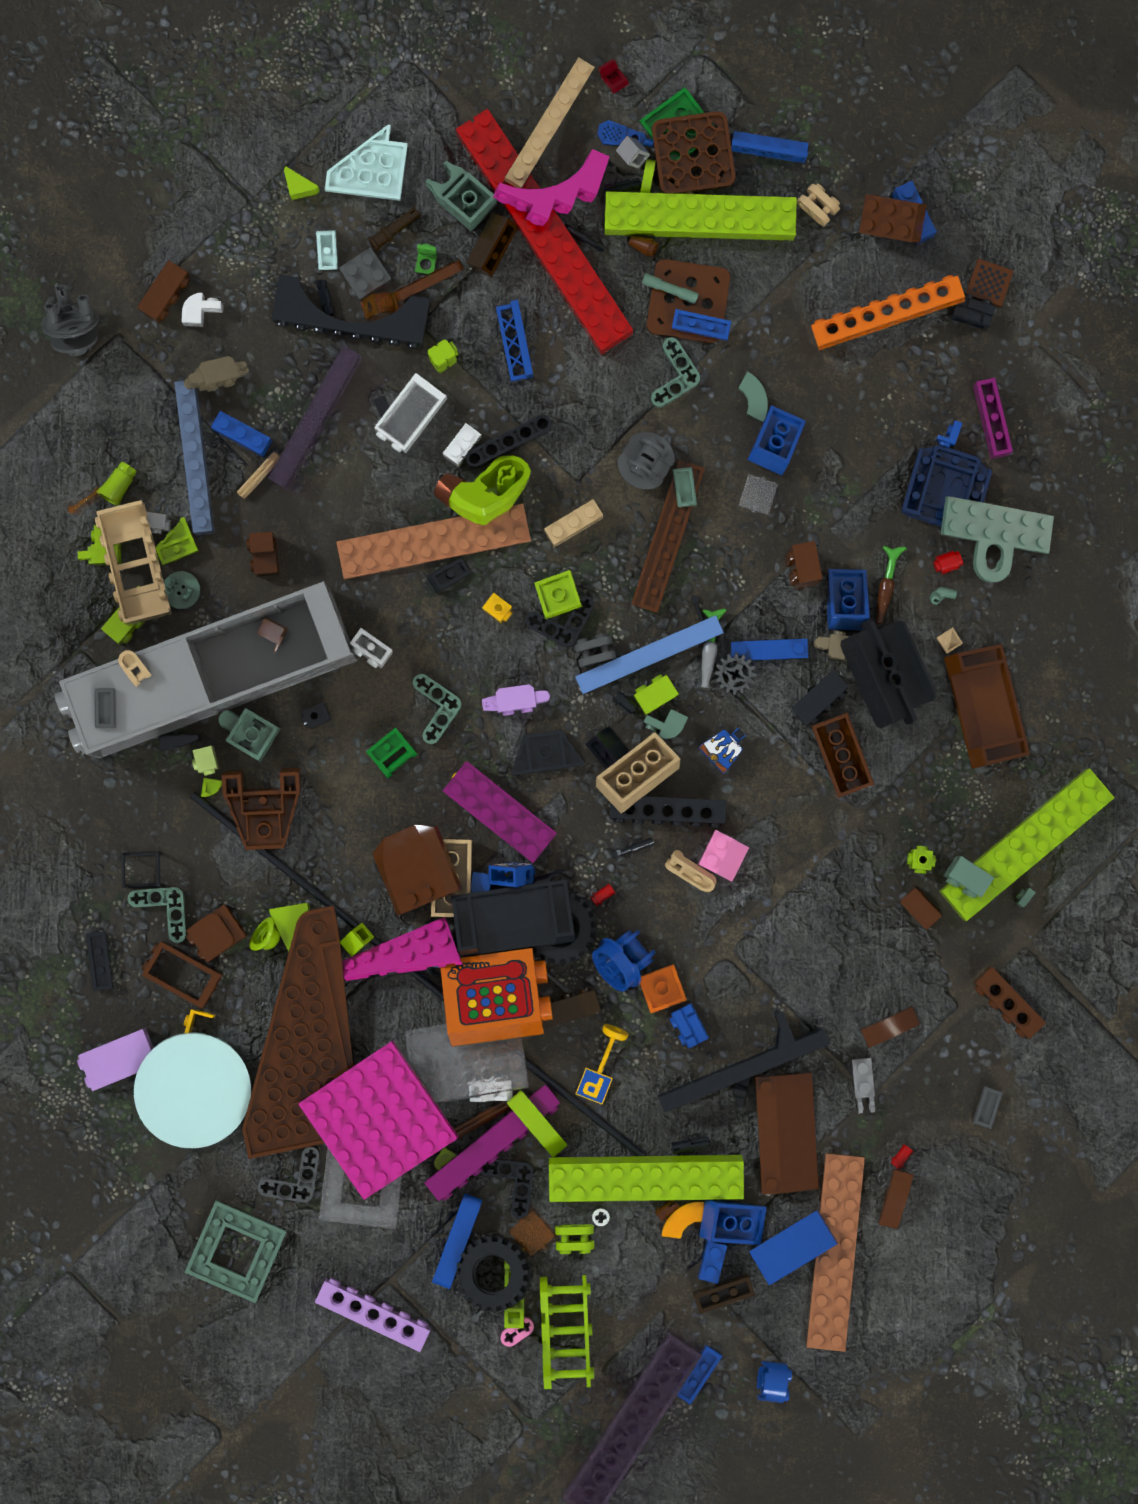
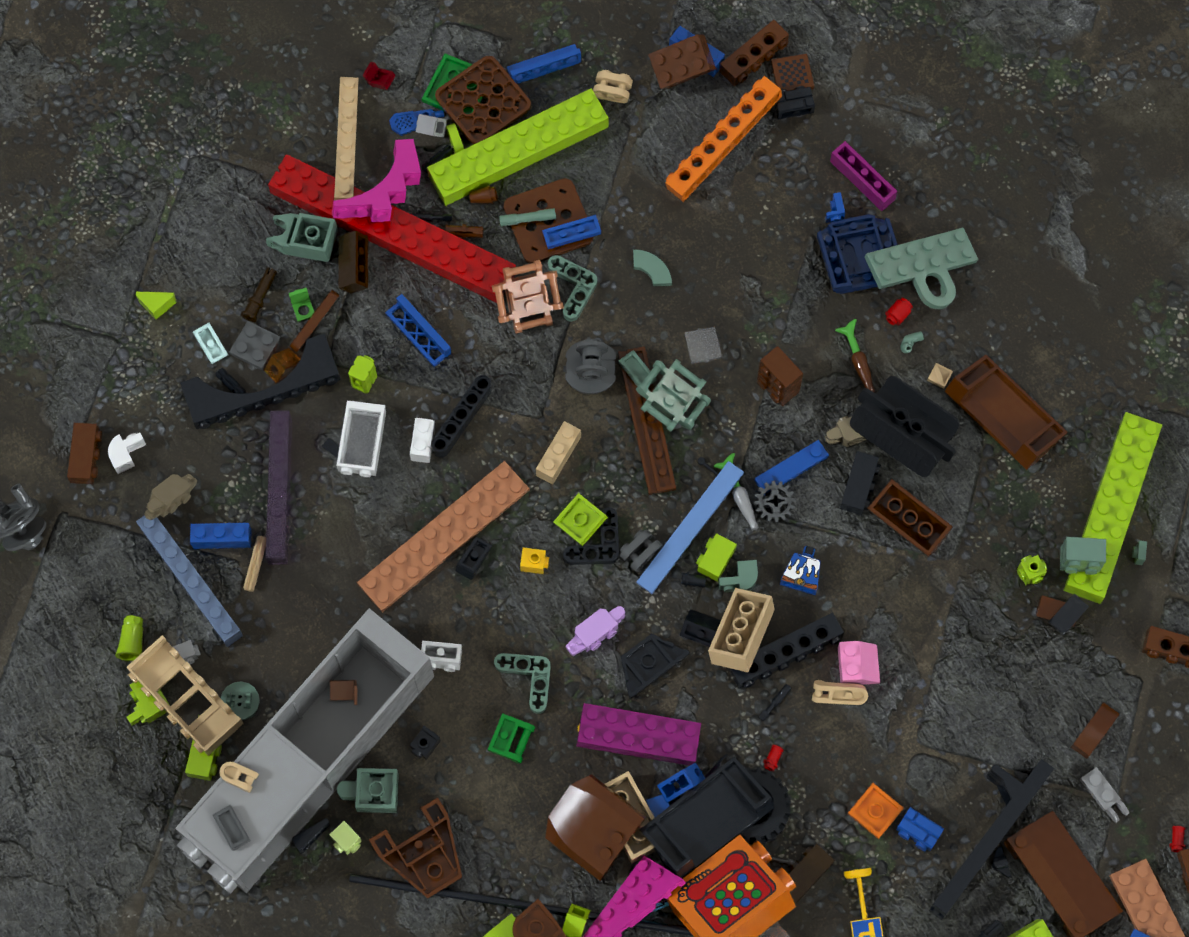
camera: 30 degrees left, 15 degrees down
(71, 509) = (100, 685): clear orange hinge -> none
(177, 544) = (214, 662): lime wing -> none
(210, 787) = (363, 861): lime tile -> none
(265, 553) = (296, 622): reddish brown brick -> none
(371, 169) = (212, 257): light aqua wing -> none
(489, 494) = (470, 468): lime piece -> none
(607, 269) = (465, 231): none -> reddish brown pin
(616, 966) = (825, 804): blue piece -> none
(626, 364) = (527, 296): none -> nougat brick
(702, 528) = (673, 395): none -> sand green brick
(776, 440) = (692, 292): blue slope -> none
(847, 599) = (832, 388): blue slope -> none
(926, 917) = (1068, 614): none -> black slope
(993, 232) = (773, 33): none -> reddish brown brick

